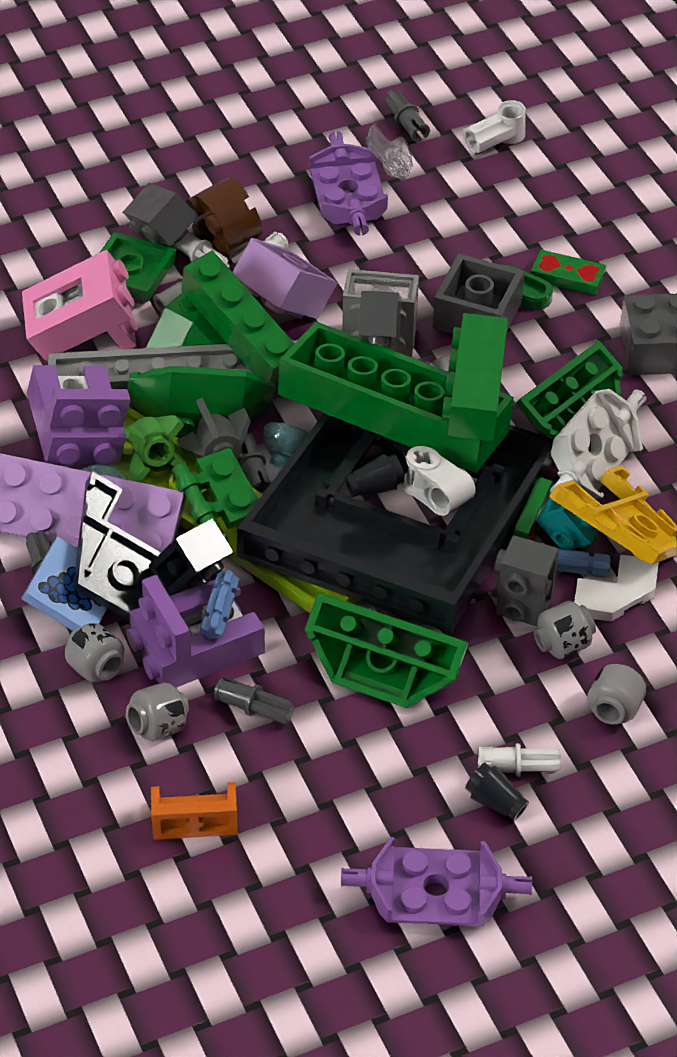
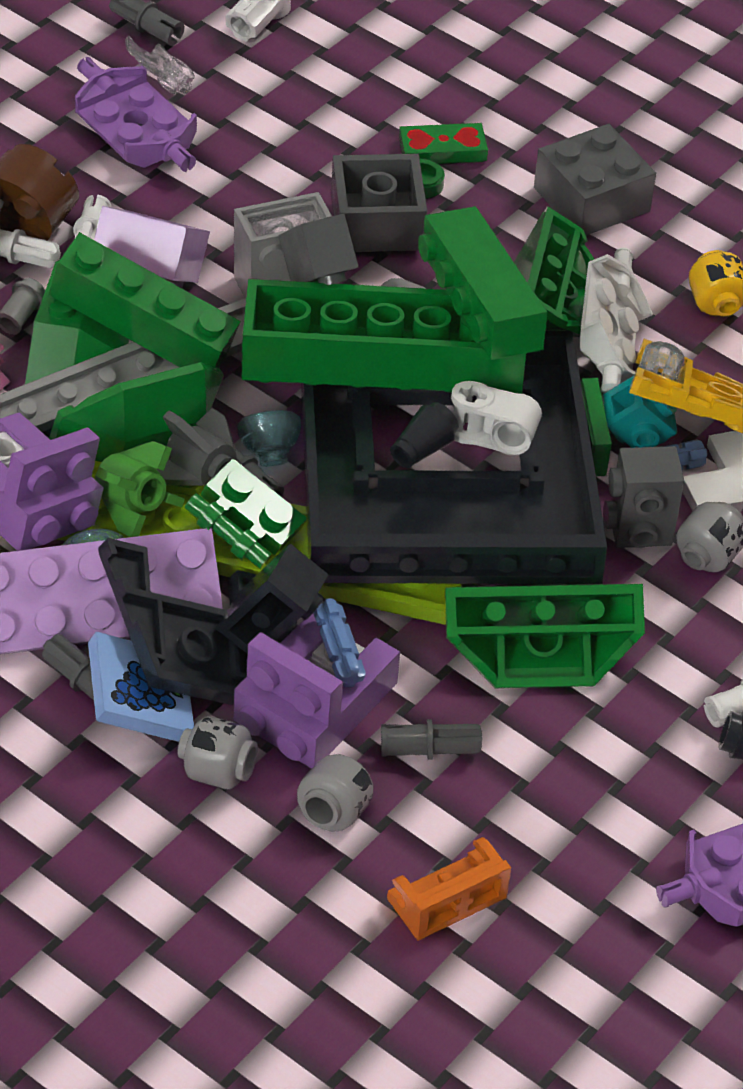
camera: 30 degrees left, 0 degrees up
(602, 485) = (663, 356): none -> clear piece

